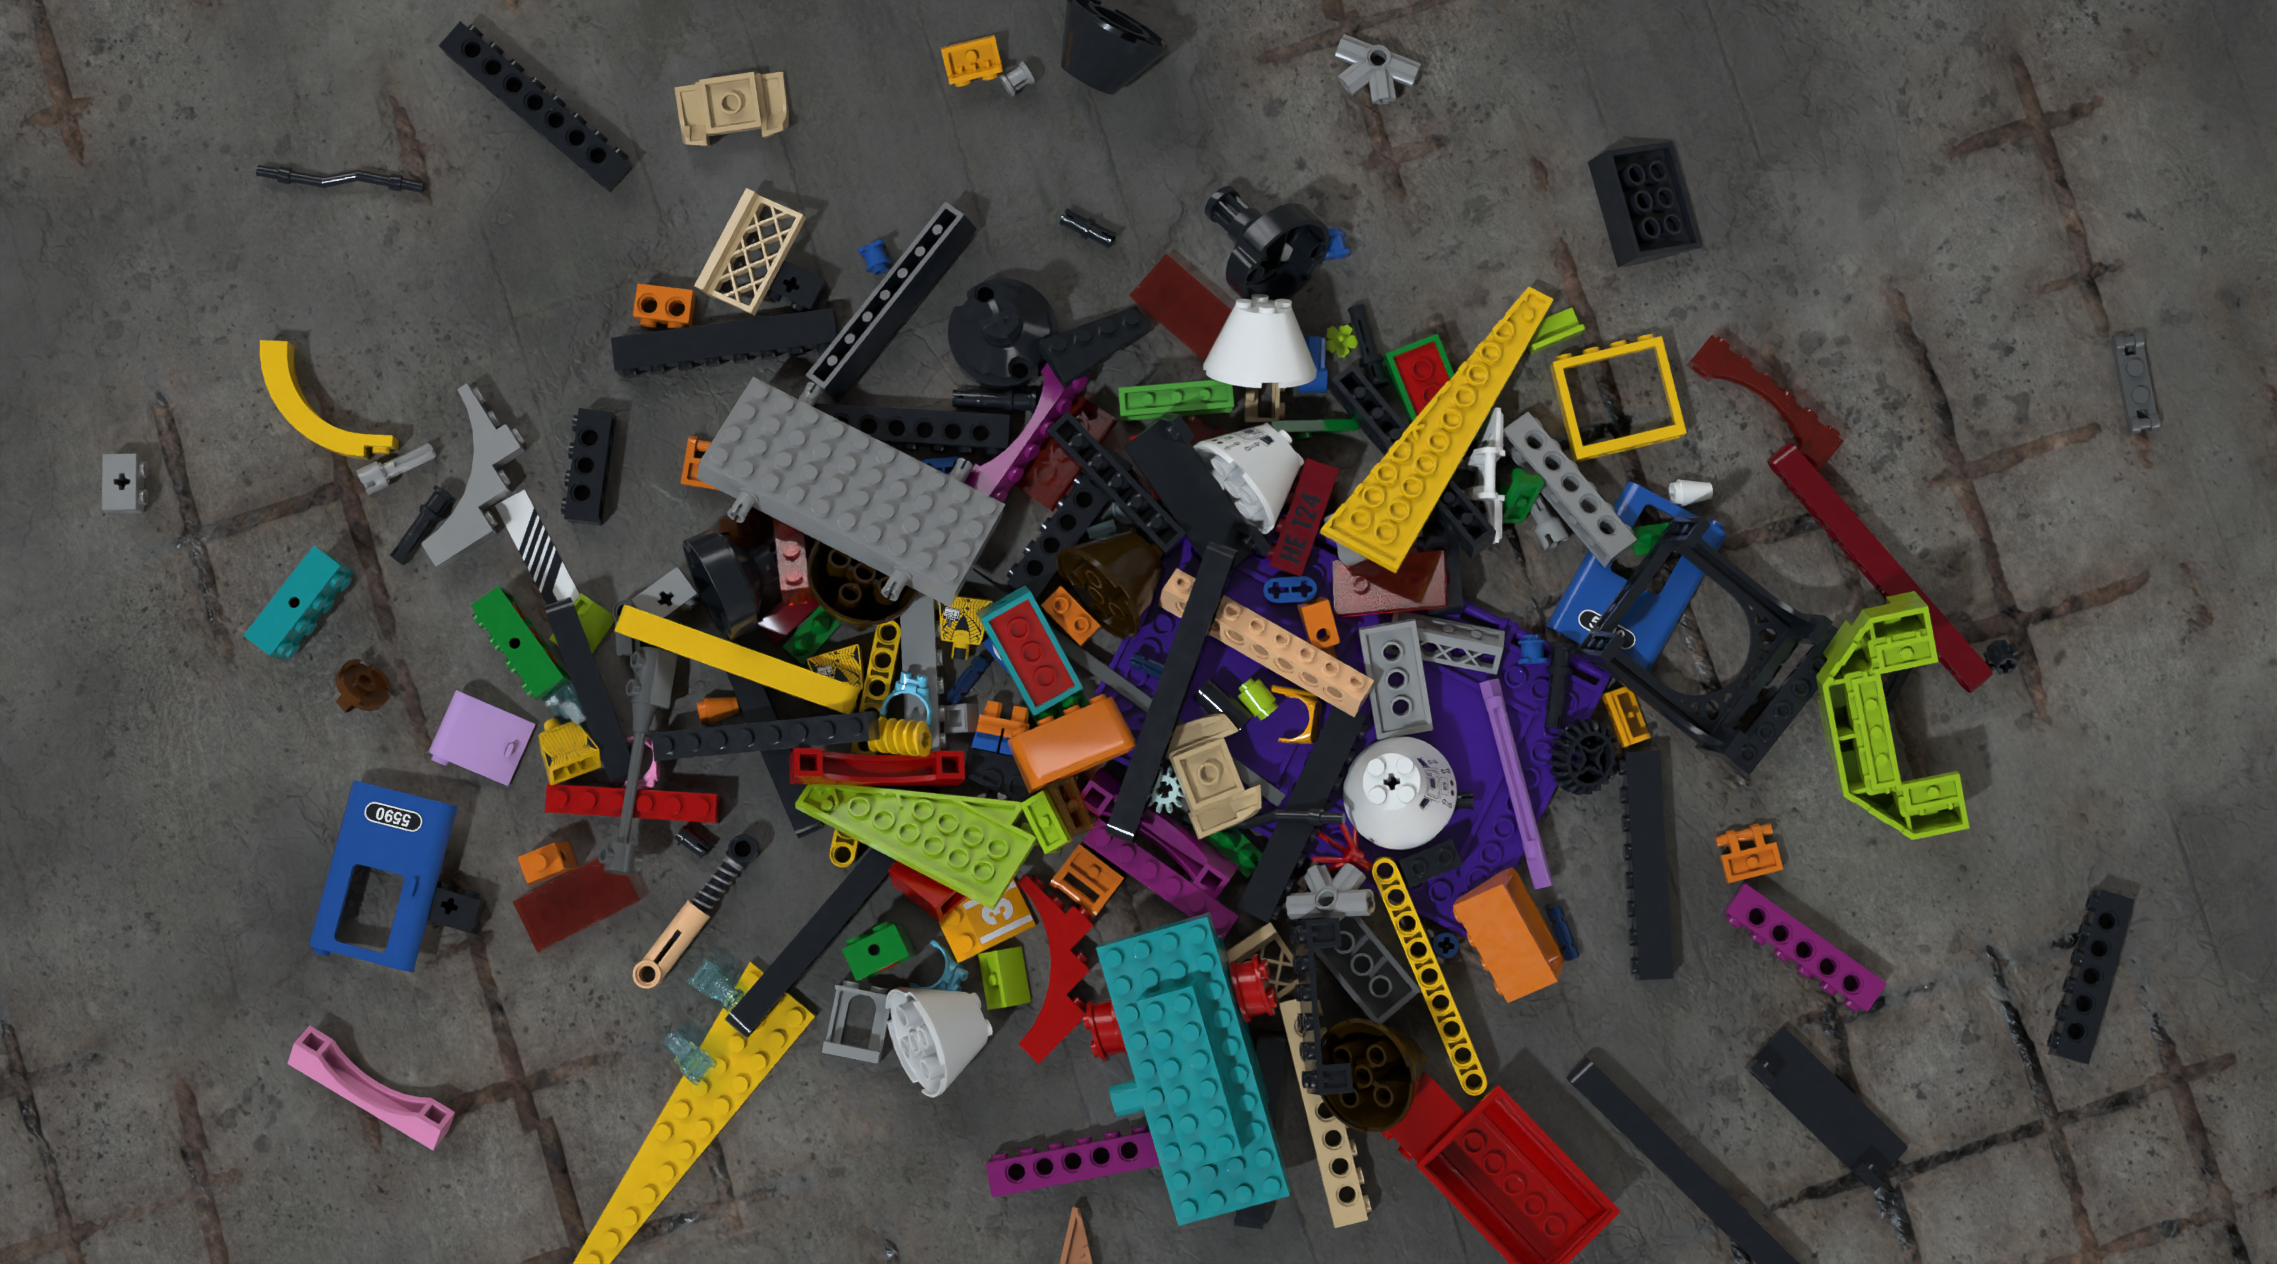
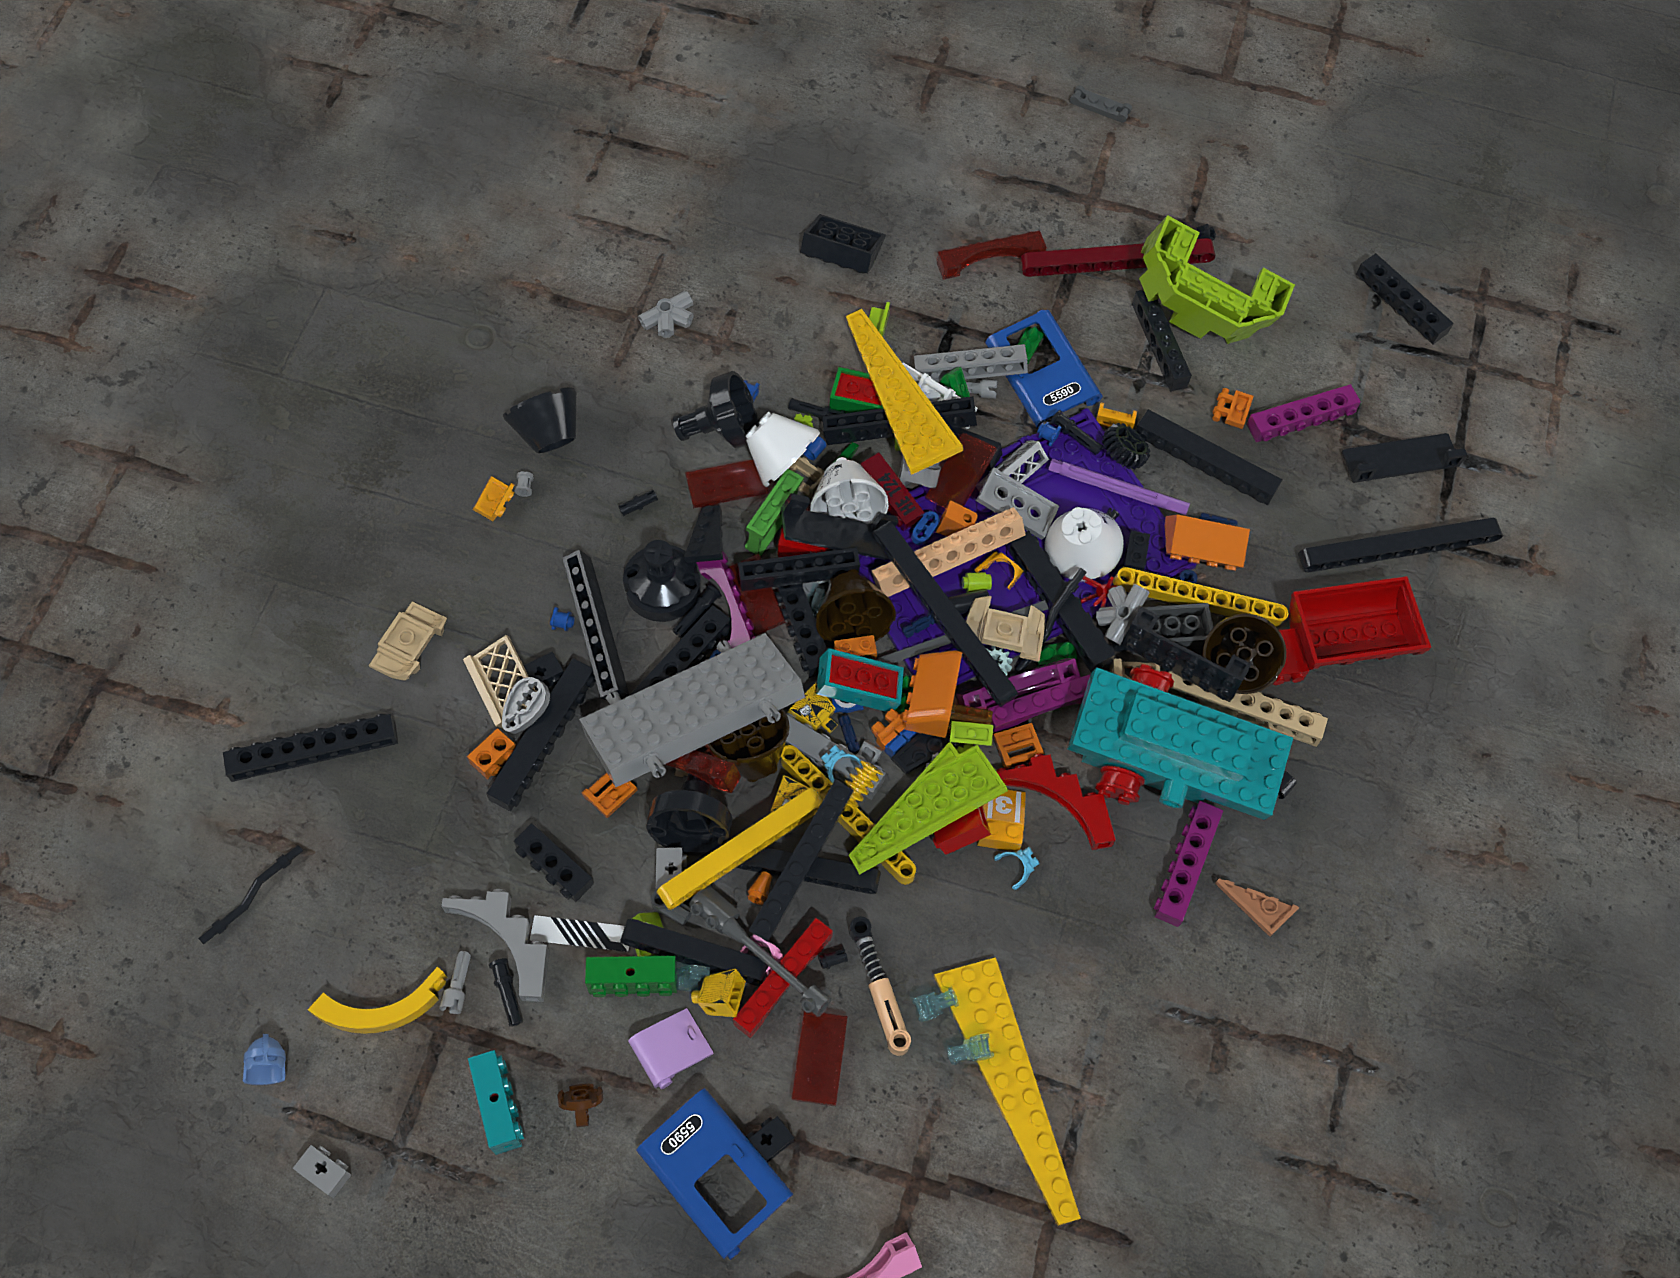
camera: 65 degrees left, 20 degrees down
(183, 338) = (264, 1062): none -> medium blue helmet
(547, 862) = (781, 1060): orange torso -> none
(738, 314) = (524, 717): none -> light grey piece
(752, 532) = (657, 787): reddish brown tile -> none
(785, 618) = (736, 805): dark red slope -> none
(811, 635) = (756, 801): green tile -> none
(811, 941) = (948, 923): black beam -> none
(824, 767) = (847, 836): red arch -> none
(843, 995) = (1012, 911): light grey panel -> none
(878, 952) = (985, 878): green brick -> none
(935, 1034) = (1058, 888): white cone -> none
(1004, 978) = (1046, 831): lime panel -> none
(1617, 349) = (947, 289): yellow window -> none
(1689, 492) = (1013, 315): white cone -> none
(1720, 735) = (1119, 310): black arch -> none

